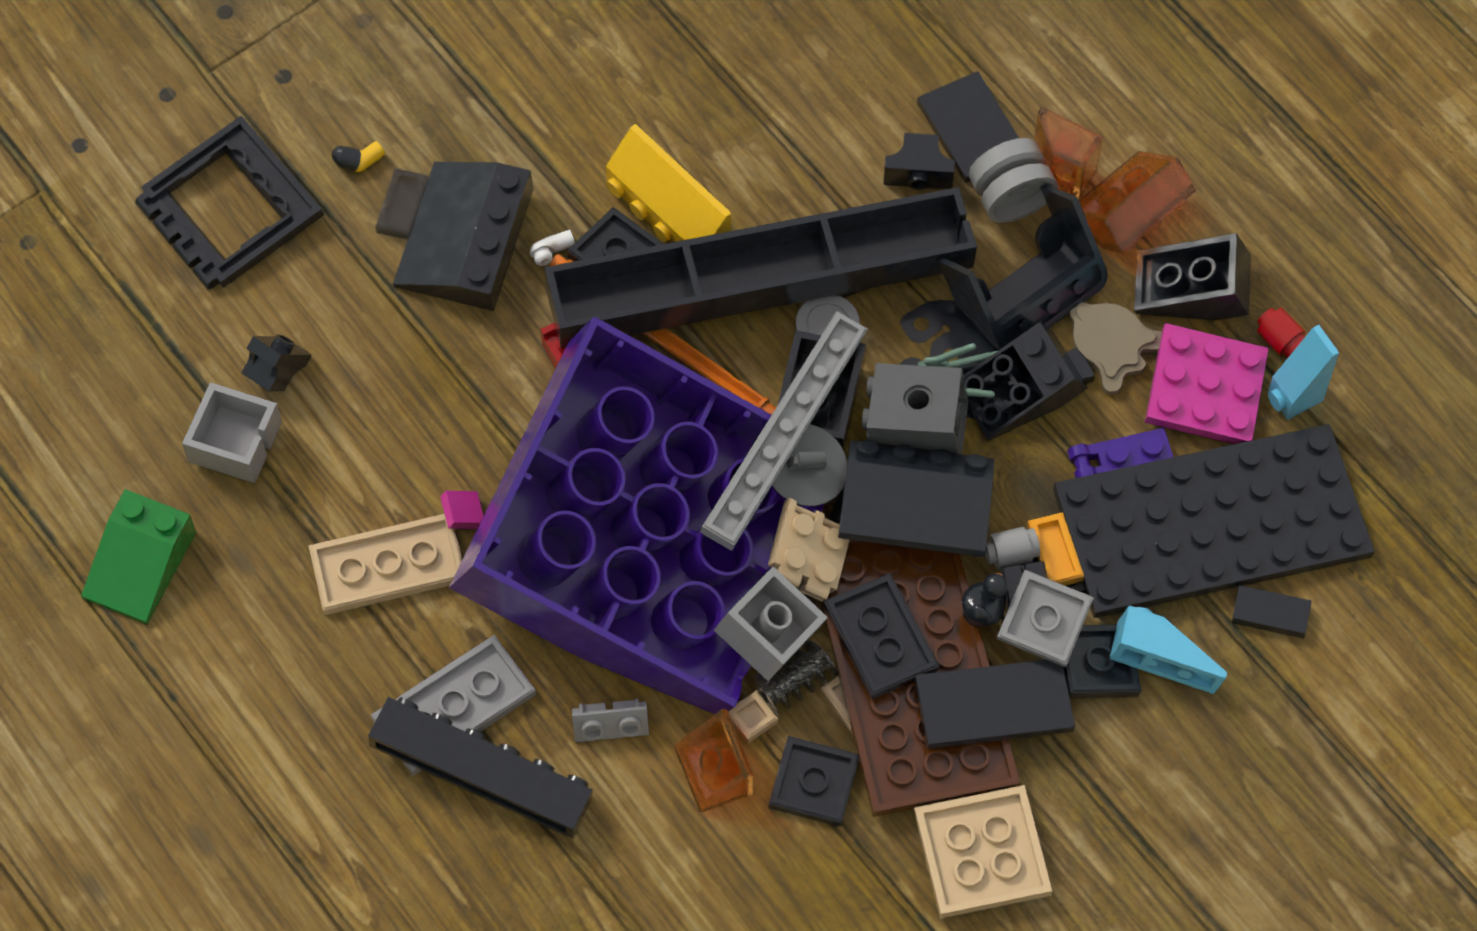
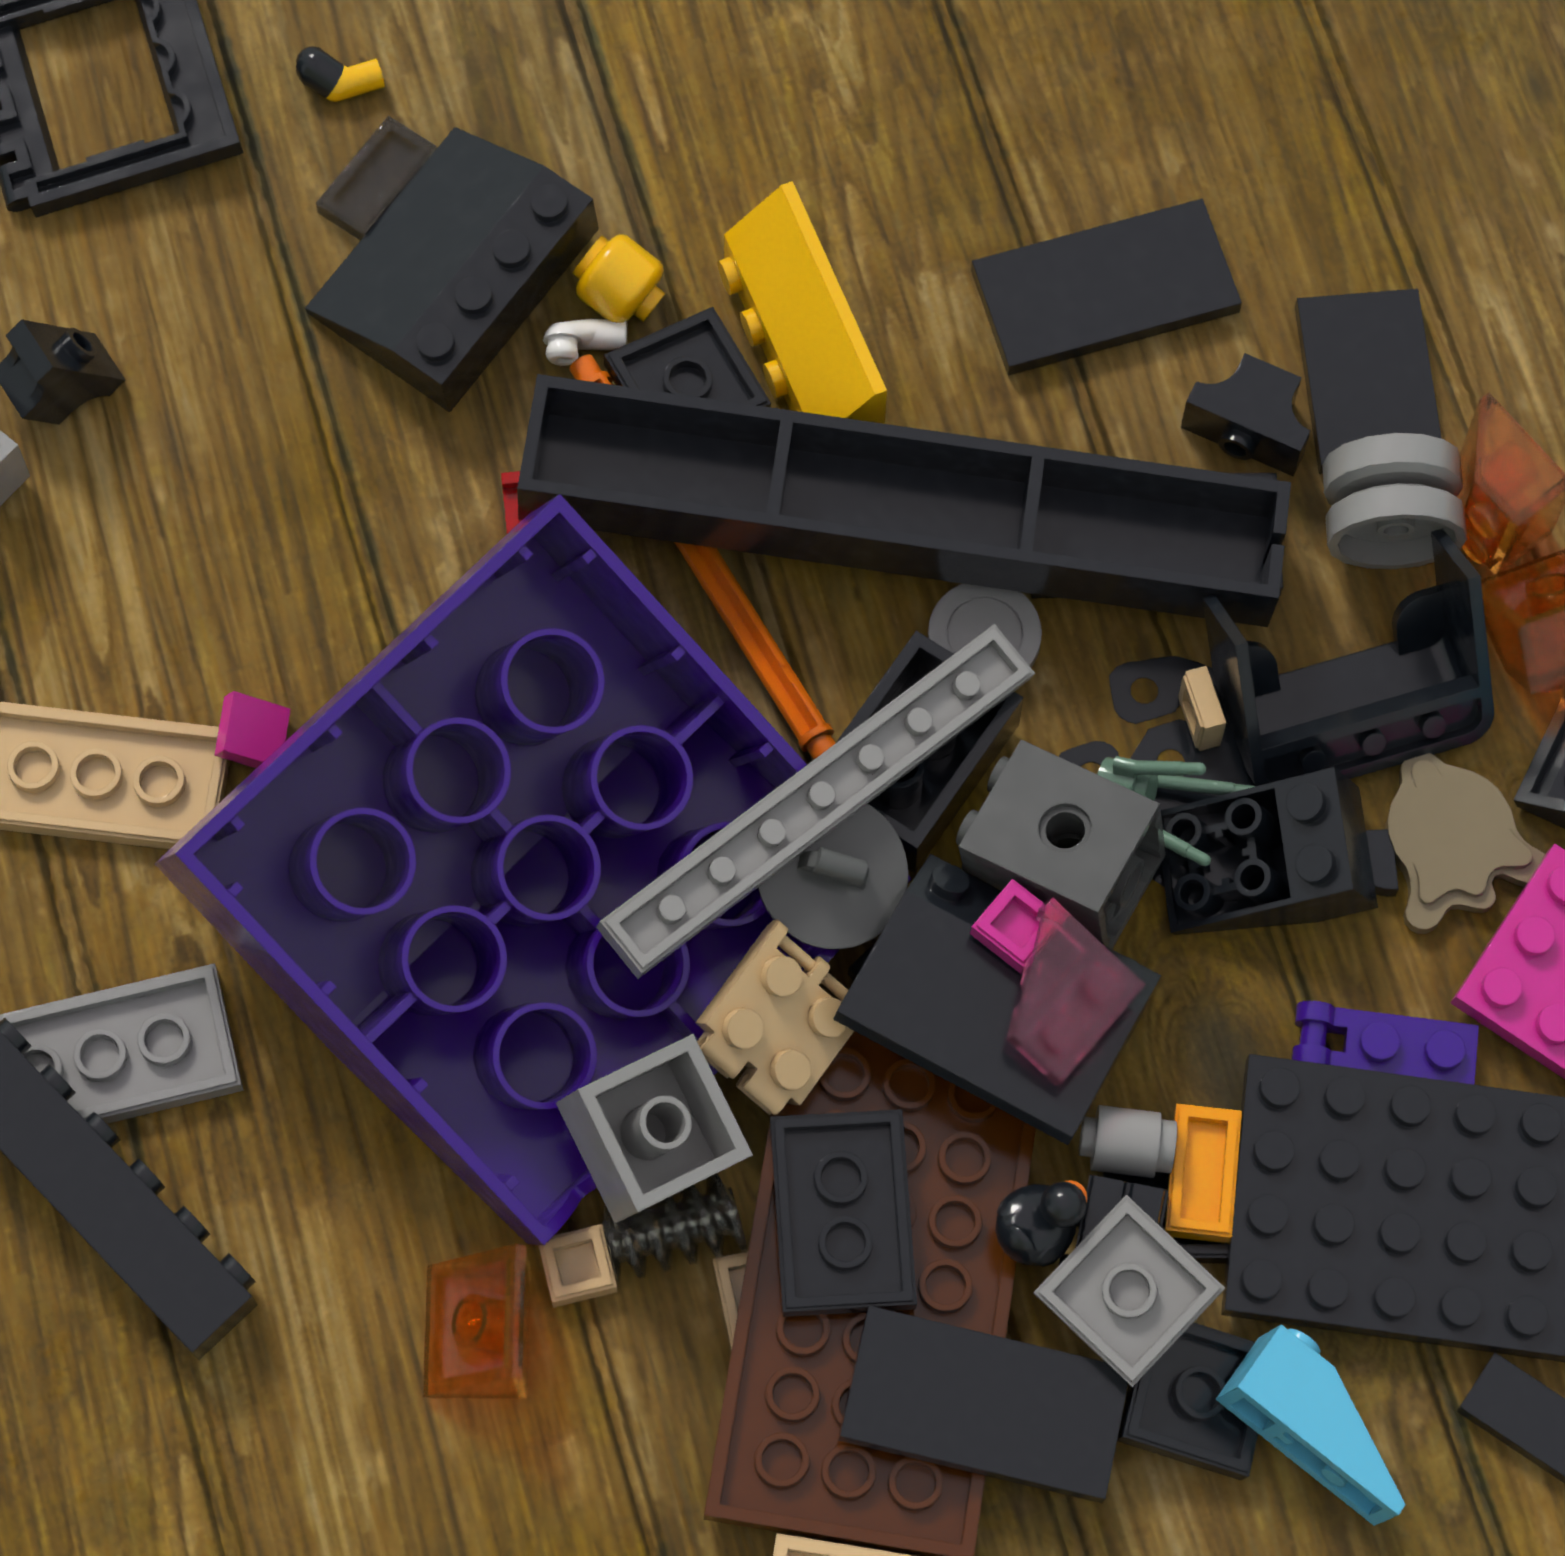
camera: 20 degrees right, 5 degrees up
(557, 209) = (619, 279): none -> yellow head
(596, 723) = (312, 1176): light grey hinge -> none
(814, 126) = (1105, 286): none -> black tile
(814, 781) = (633, 1418): black tile -> none
(913, 456) = (1010, 925): none -> dark pink tile
(955, 480) = (1068, 994): none -> clear pink wing
(957, 320) = (1201, 708): none -> tan tile

